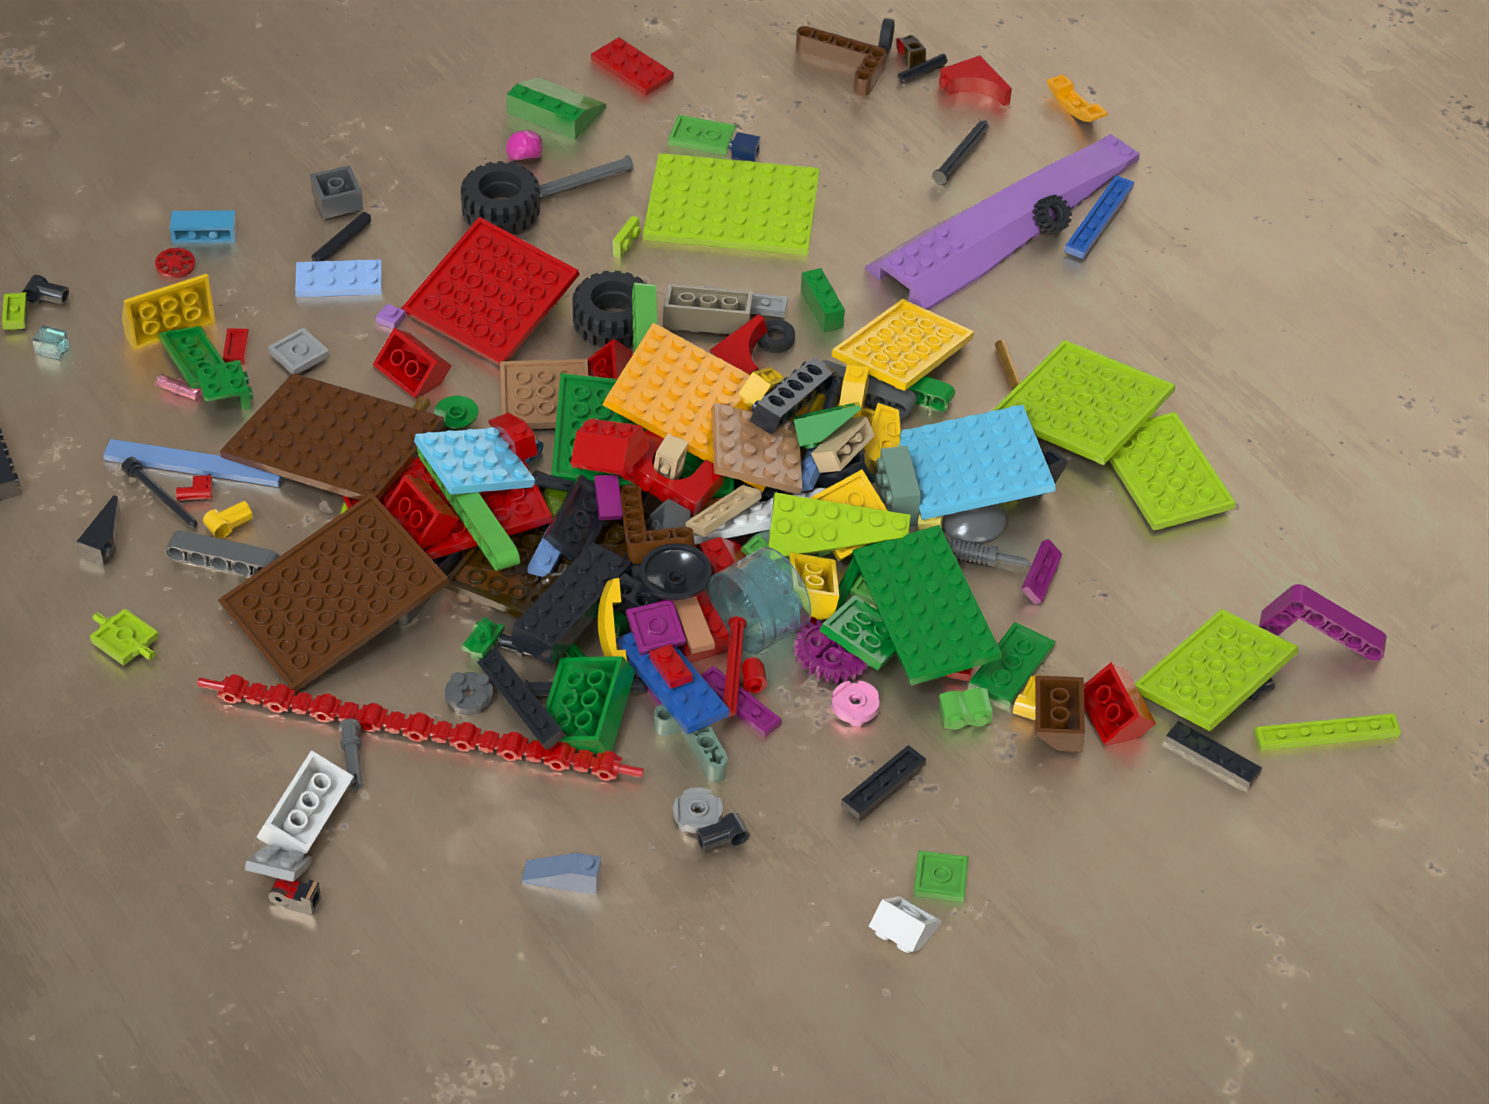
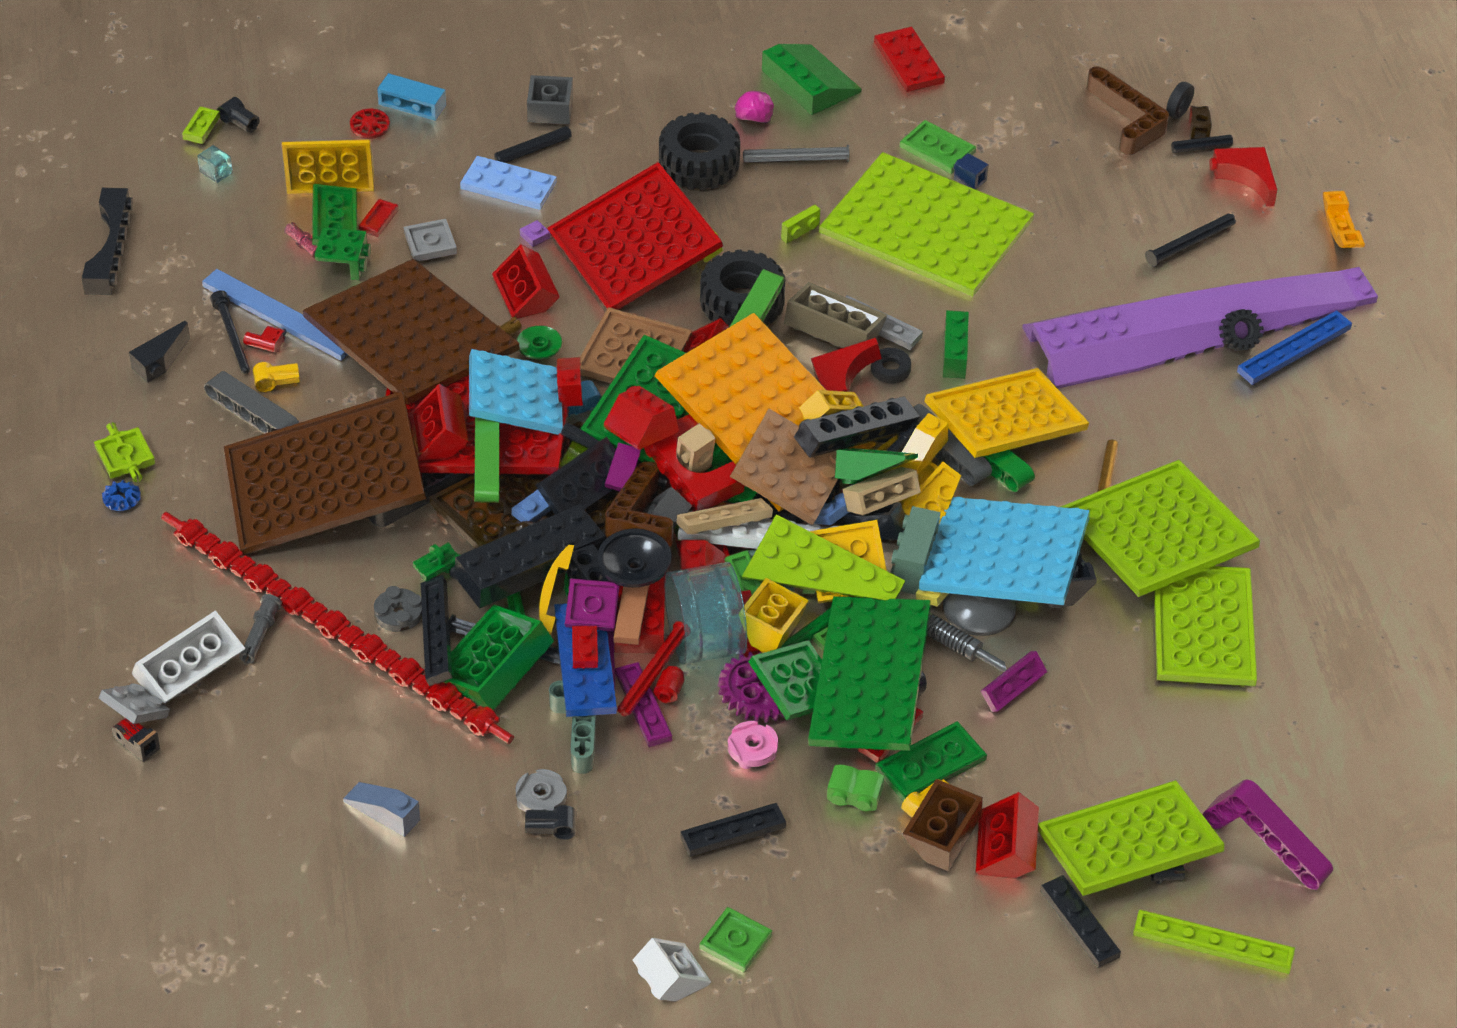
camera: 25 degrees right, 0 degrees up
(143, 684) = (117, 502): none -> blue gear

